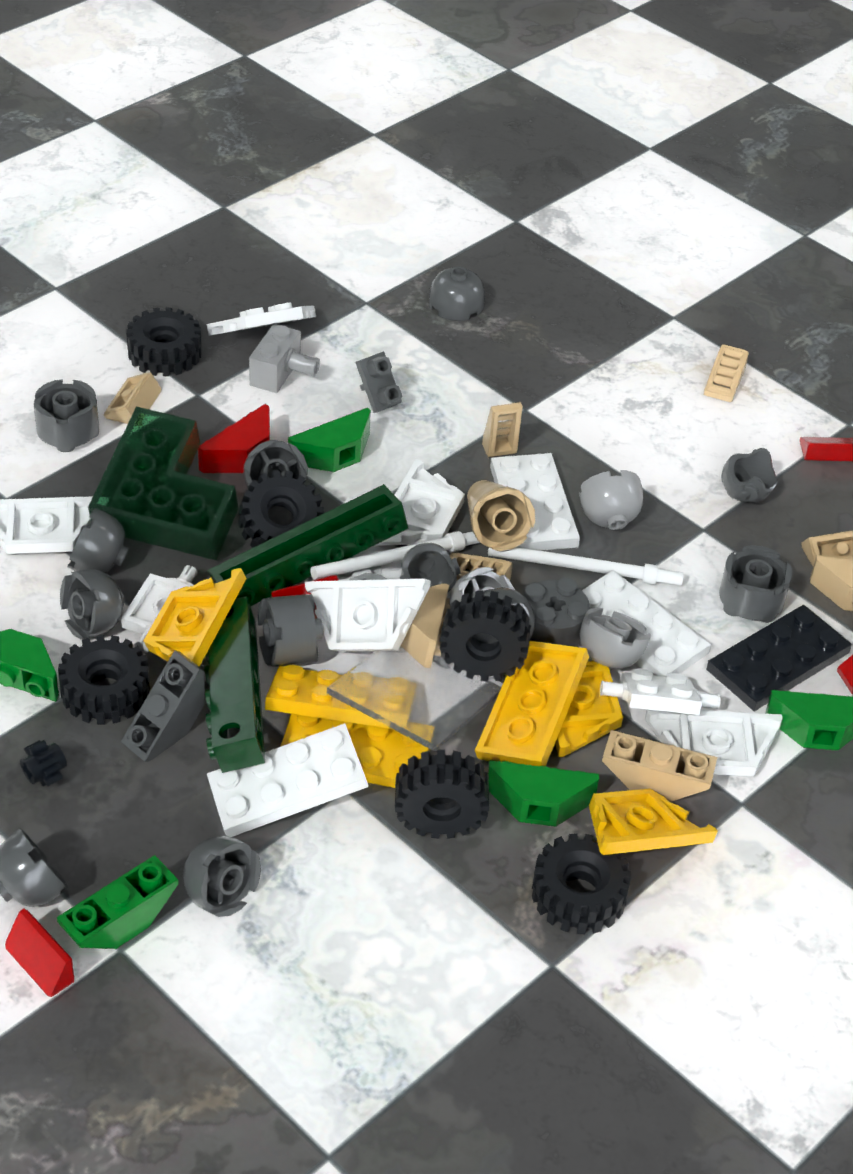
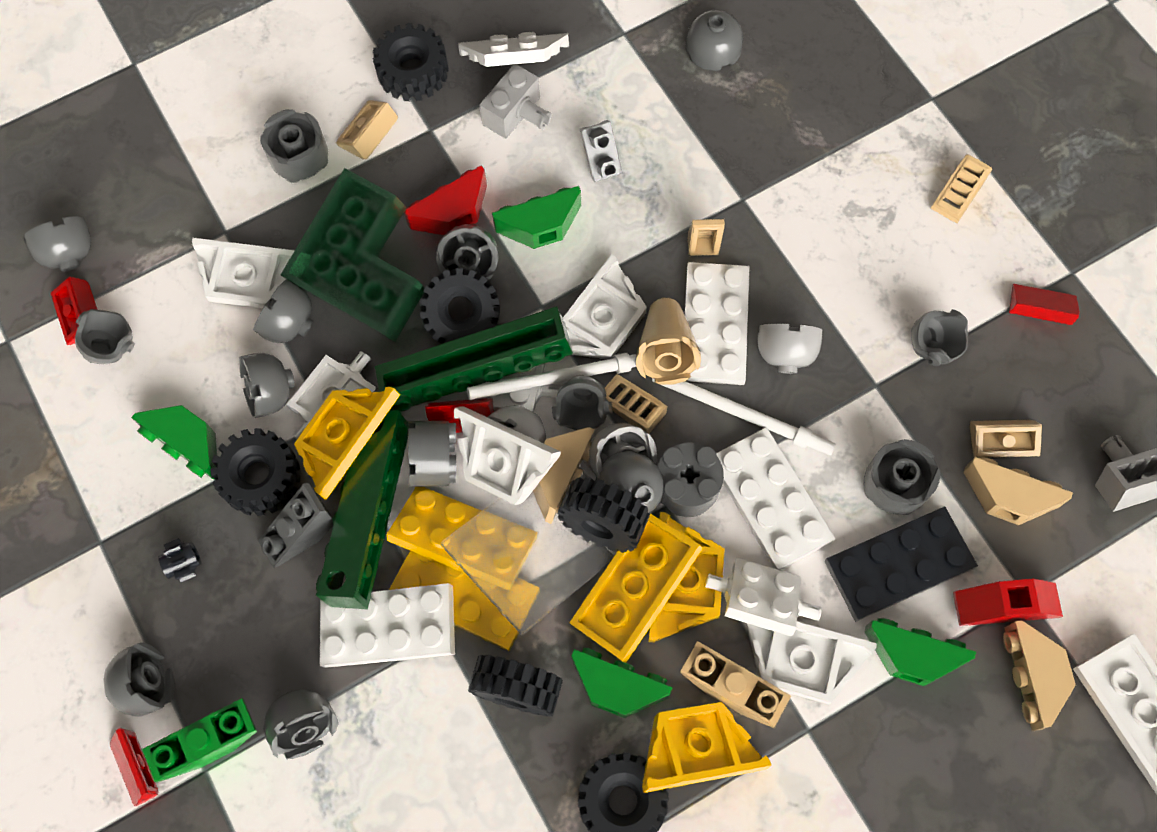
camera: 20 degrees right, 25 degrees up
(613, 640) = (736, 522): light grey cylinder -> none

